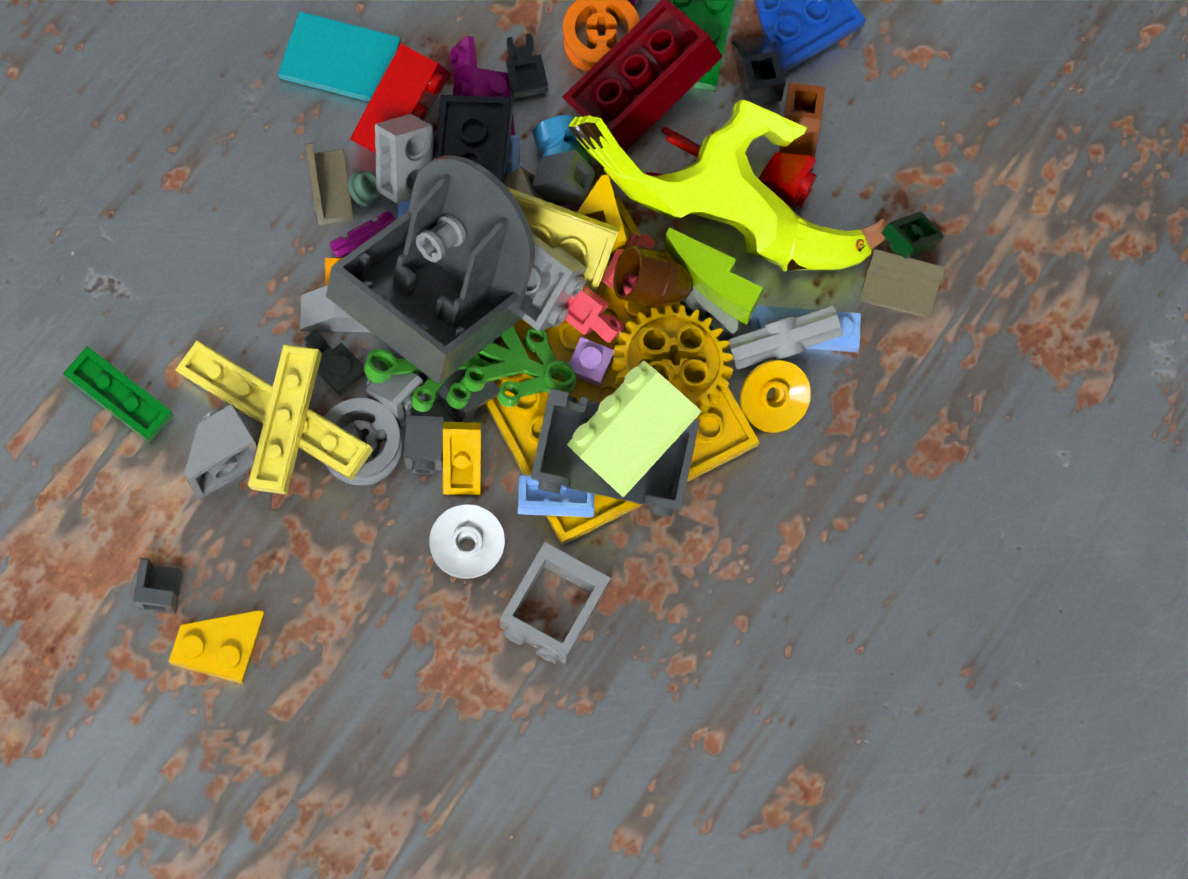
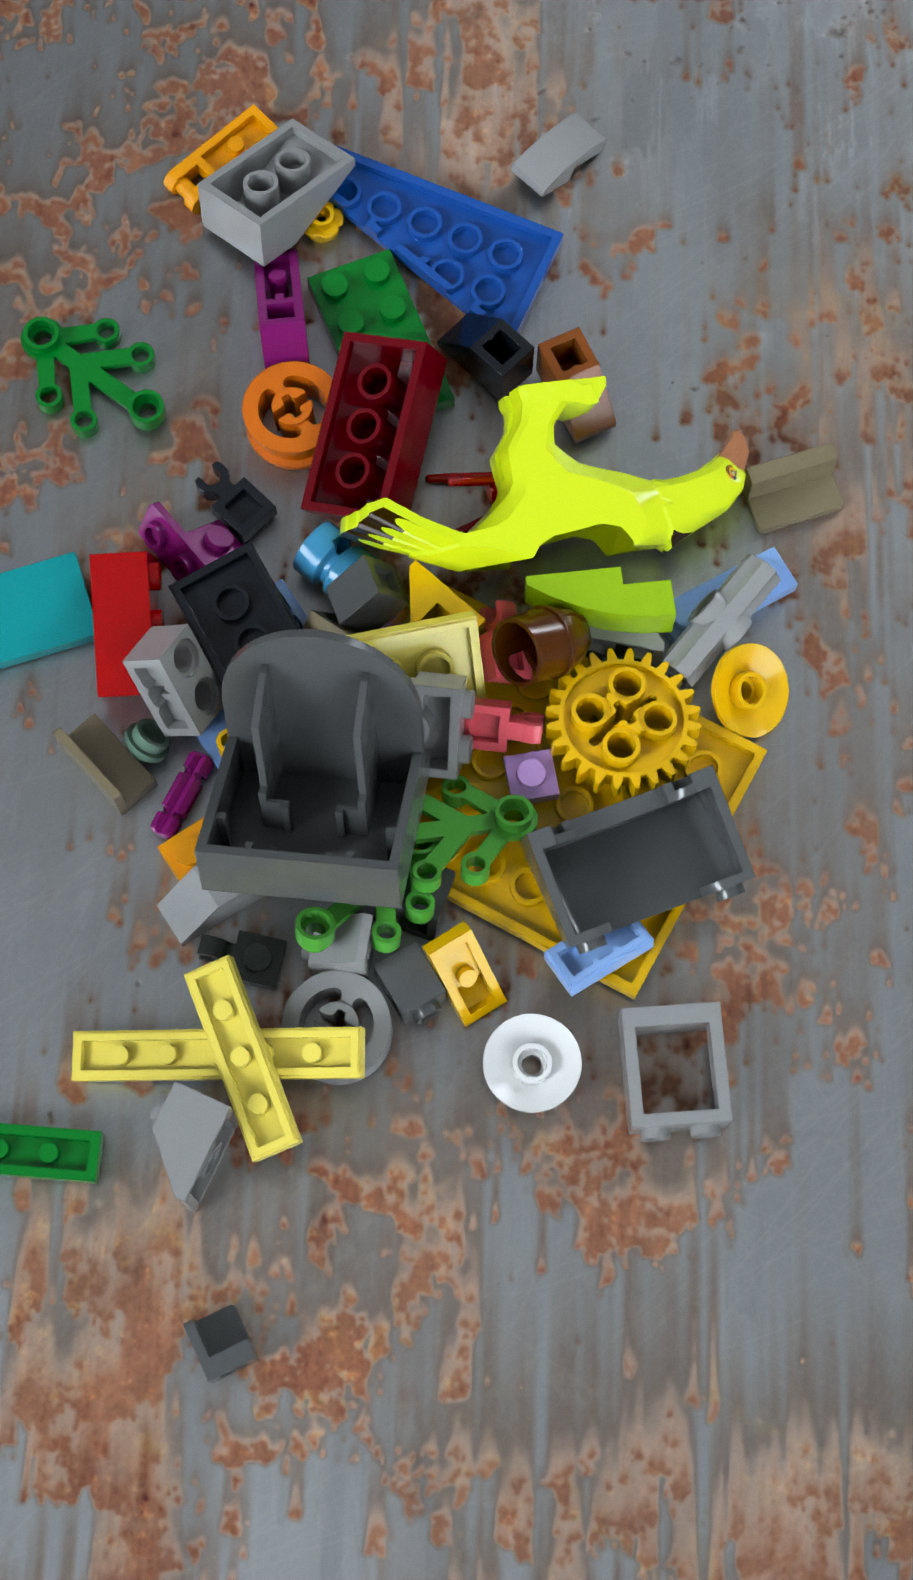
camera: 30 degrees left, 0 degrees up
(219, 645) = (334, 1364): yellow wing -> none
(439, 239) = (294, 742): light grey bush -> none
(633, 428) = (649, 819): yellowish green slope -> none
(790, 177) = (607, 441): red slope -> none
(912, 235) = (773, 430): dark green plate -> none

